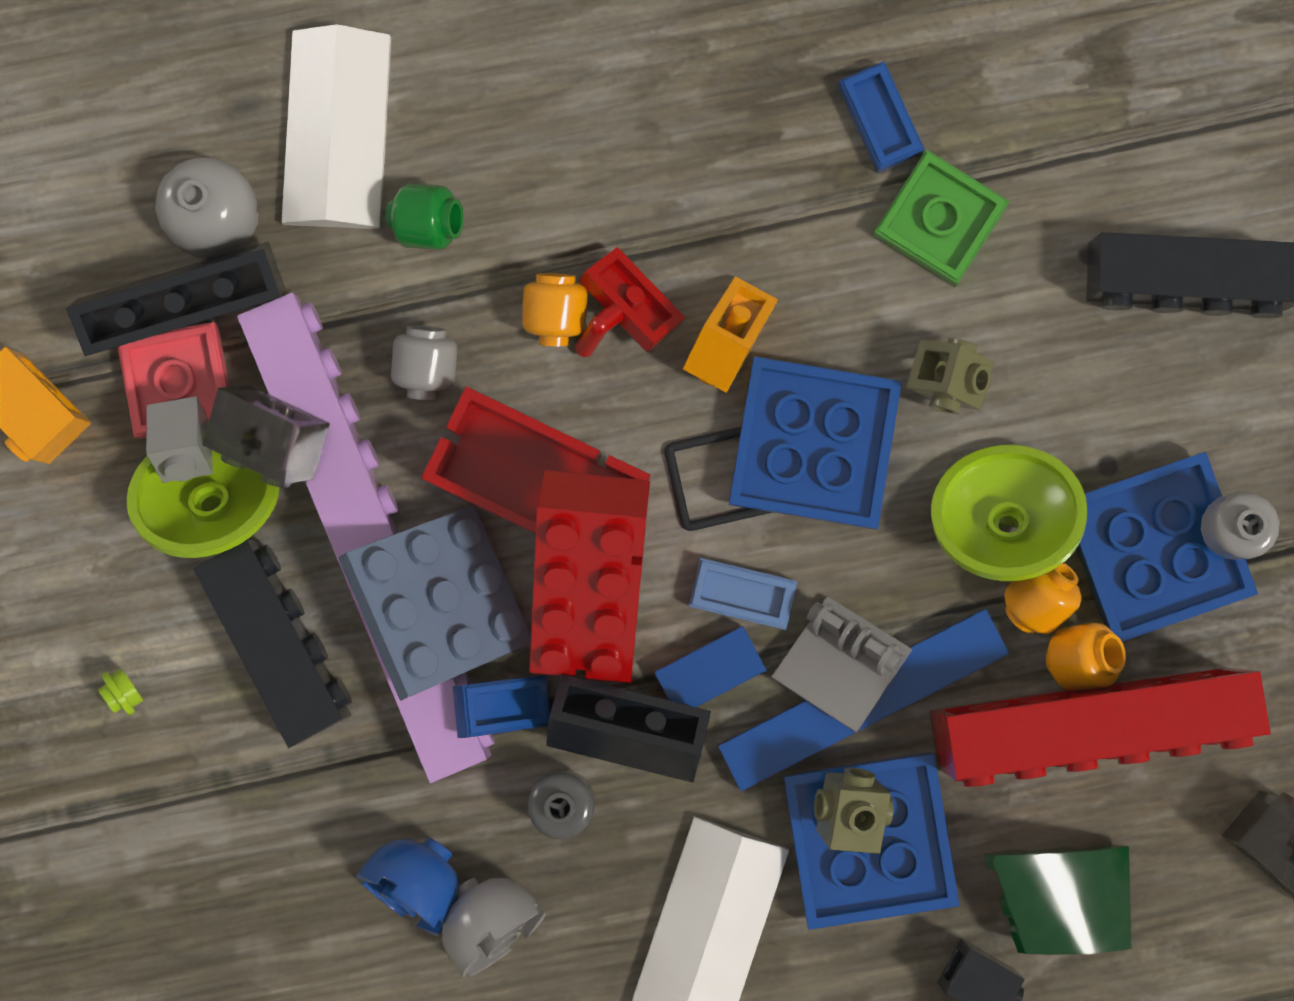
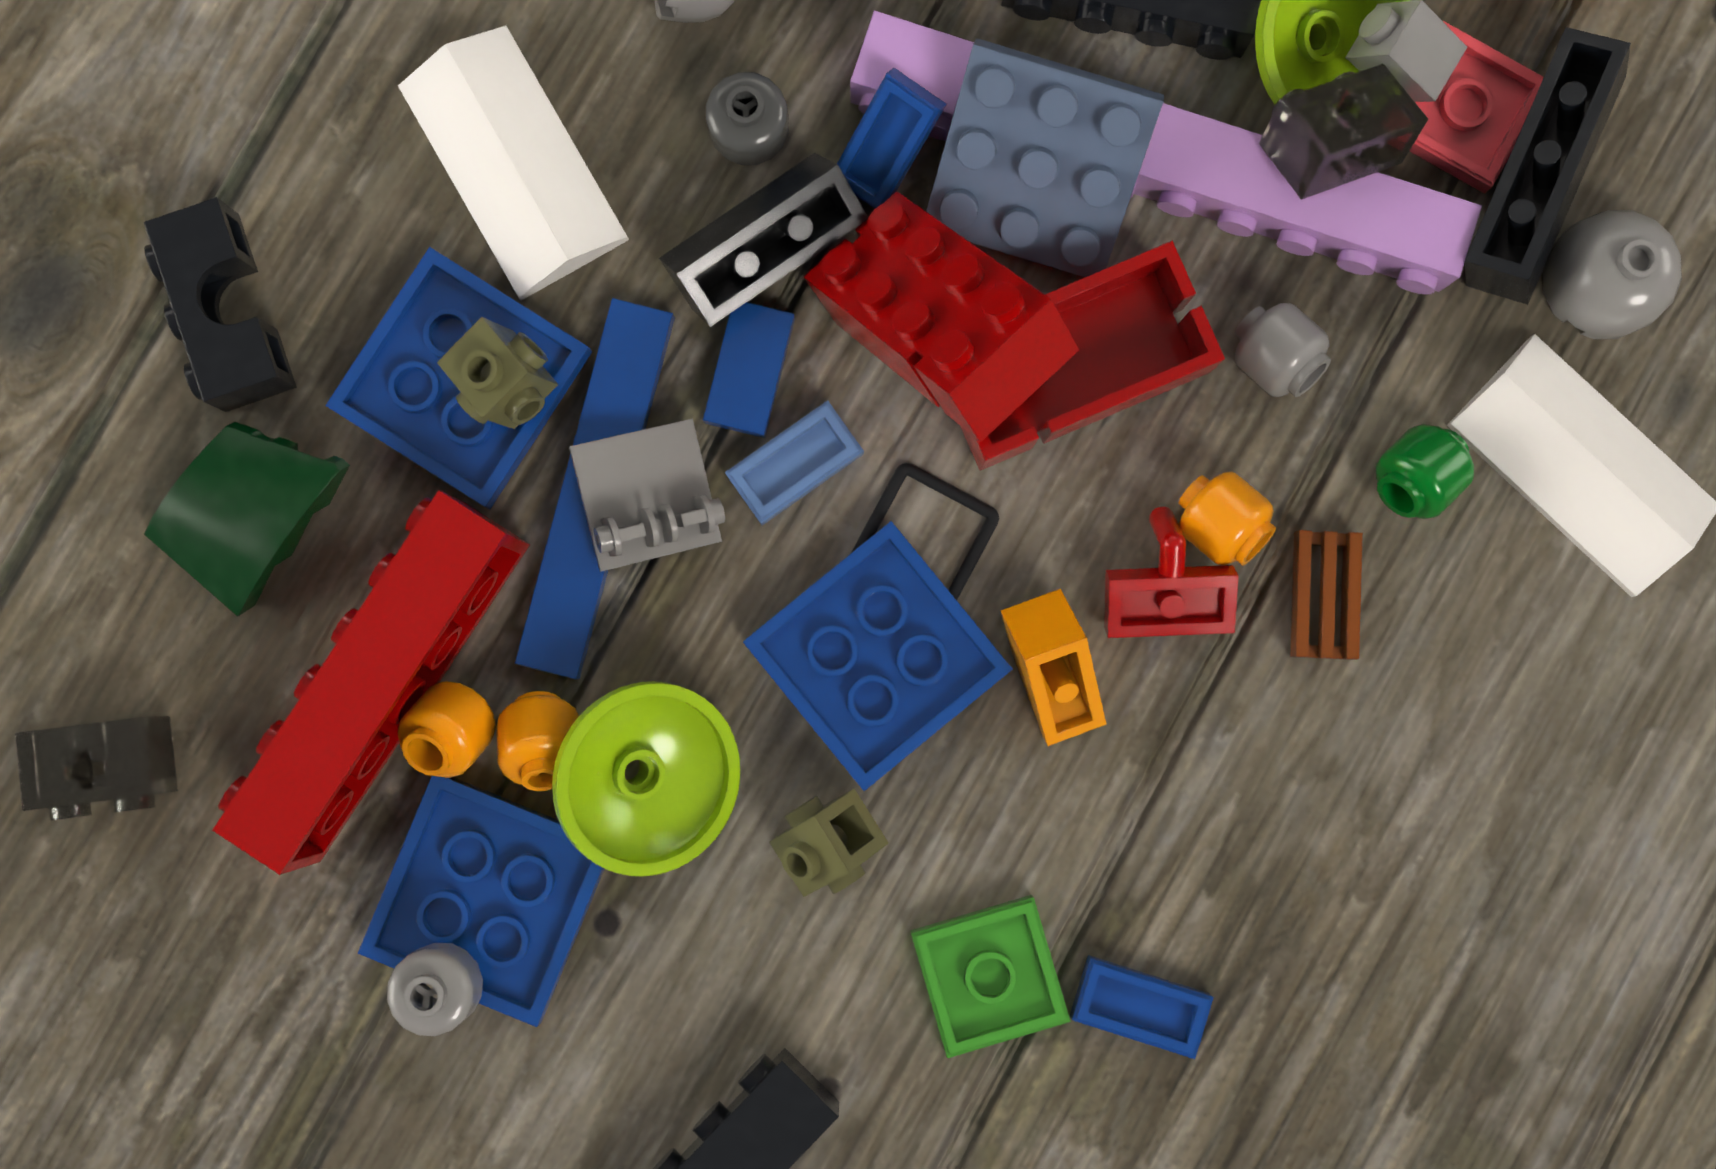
camera: 125 degrees right, 0 degrees up
(578, 186) = (1350, 595): none -> dark orange tile

